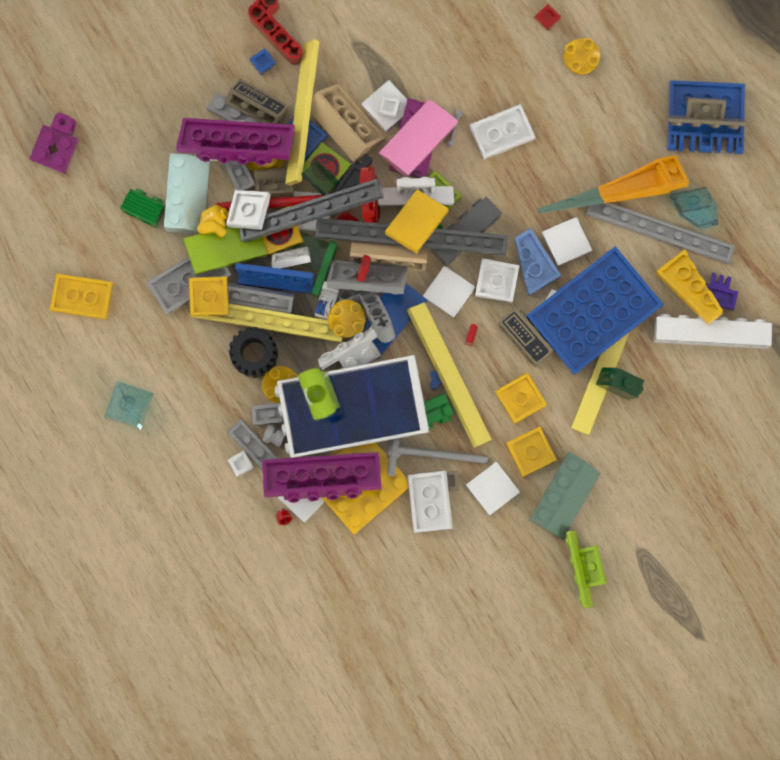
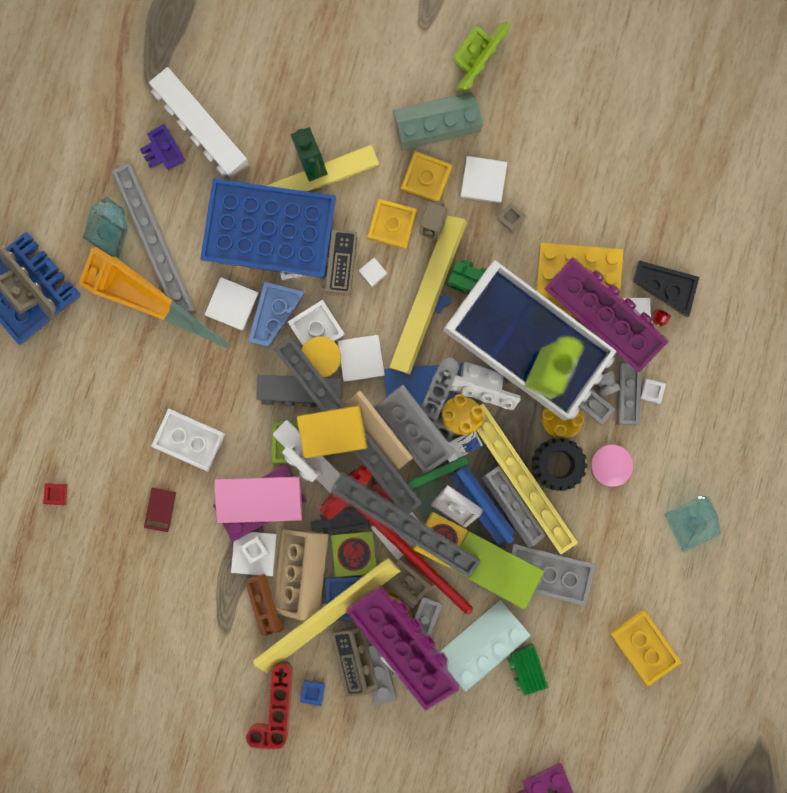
camera: 130 degrees left, 5 degrees up
(208, 296) = (550, 543): yellow tile -> none
(210, 227) = (494, 596): yellow arm -> none
(215, 213) = (482, 602): yellow head -> none
(218, 388) = (612, 465): none -> bright pink dish
(248, 209) = (450, 580): white tile -> none
(300, 542) = (667, 285): none -> black wing
(320, 178) = (368, 546): clear green piece -> none
(347, 80) = (263, 605): none -> dark orange plate
(363, 268) = (412, 436): red tile -> none
(395, 450) = (529, 277): light grey bar -> none
(430, 501) = (541, 215): white tile -> none
(450, 142) = (206, 489): light grey hinge -> none
(471, 335) = (379, 307): red tile -> none
(474, 74) = (160, 508): none -> dark red piece
(474, 266) = (323, 354): none -> yellow tile
(495, 423) = (433, 220): none -> dark tan brick
(499, 354) = (373, 272): none -> white tile
(581, 56) = (63, 435): yellow dish -> none
(686, 282) = (178, 175): yellow wing -> none

